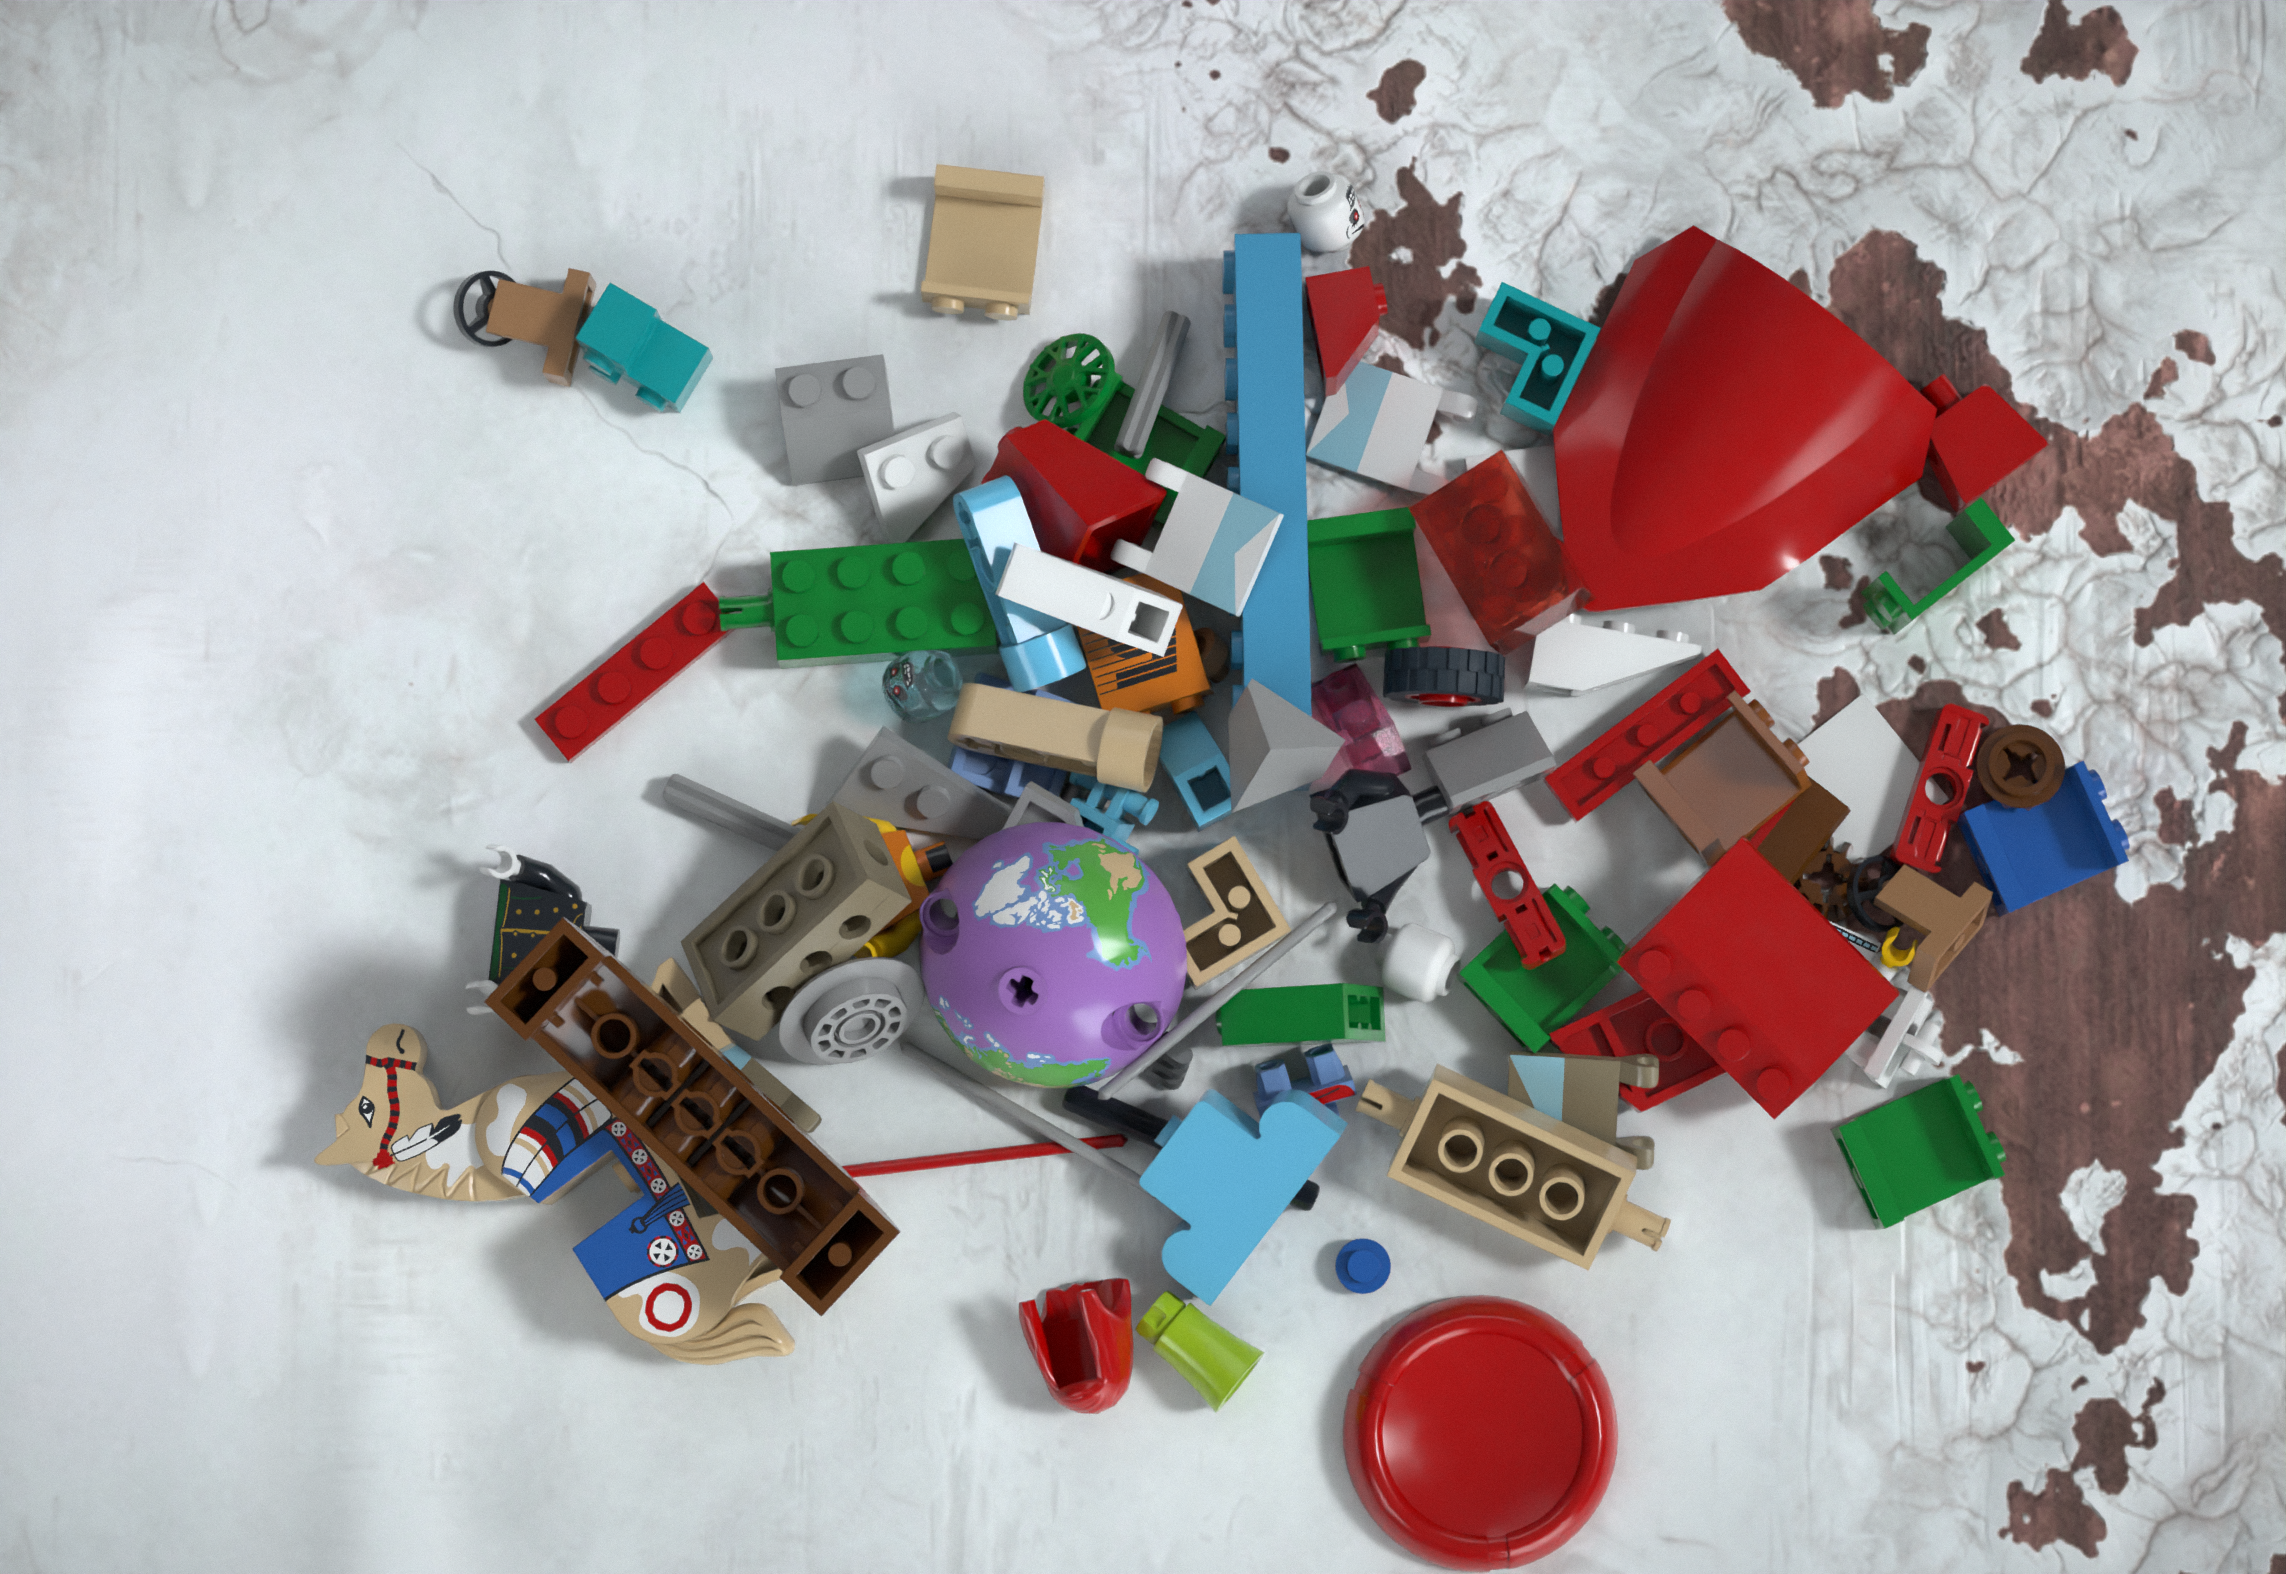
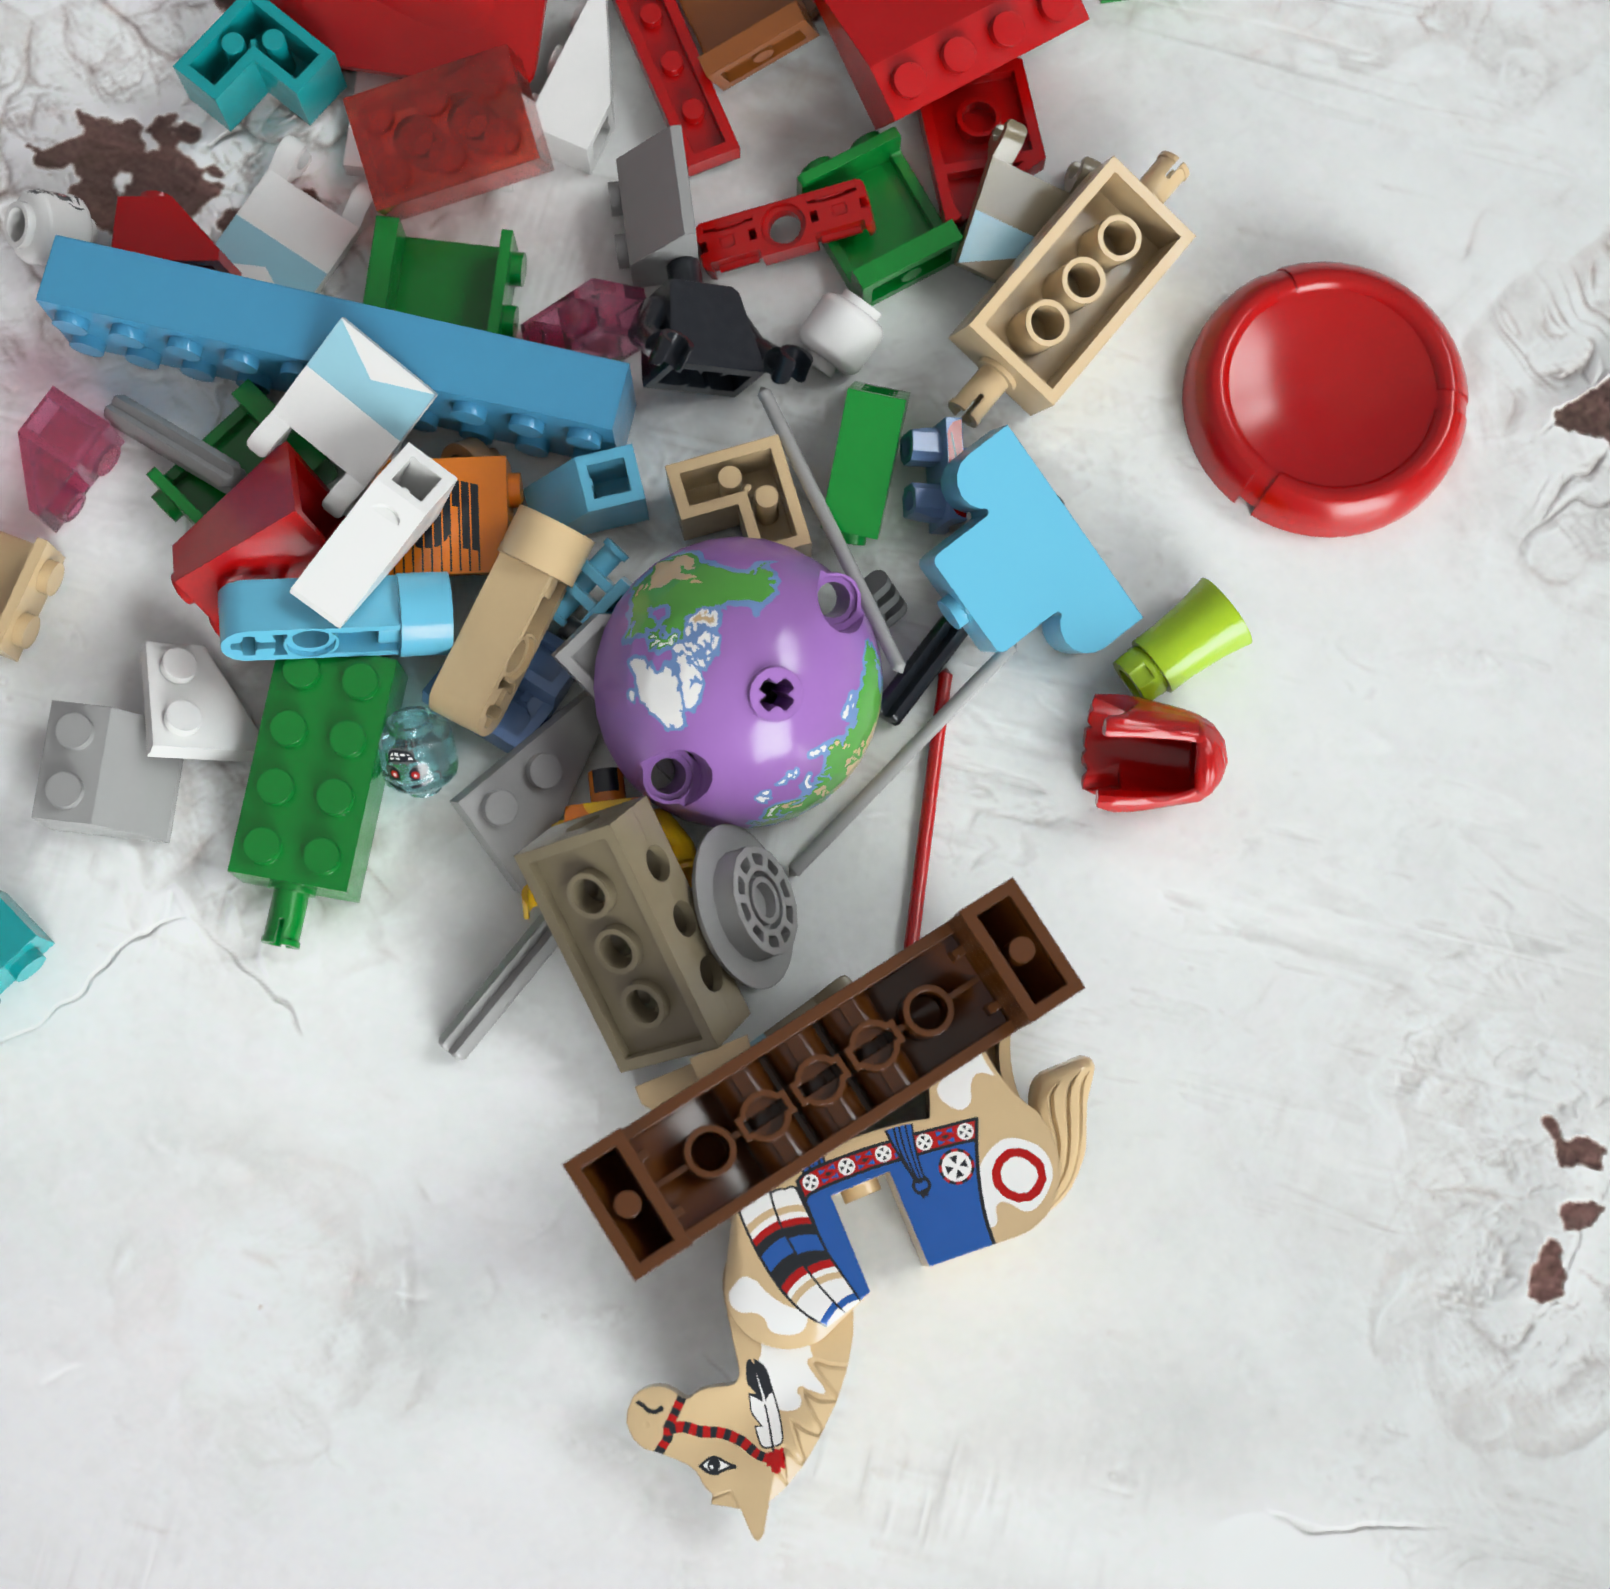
camera: 75 degrees left, 5 degrees down
(528, 911) = (556, 1232): torso -> none
(634, 673) = (319, 1058): red plate -> none
(1069, 380) = (140, 523): green wheel -> none
(1116, 286) = (63, 455): none -> clear pink slope
(1274, 747) = (583, 386): light grey slope -> none
(1363, 1266) = (1132, 466): blue plate -> none
(1444, 676) = (558, 226): black wheel -> none

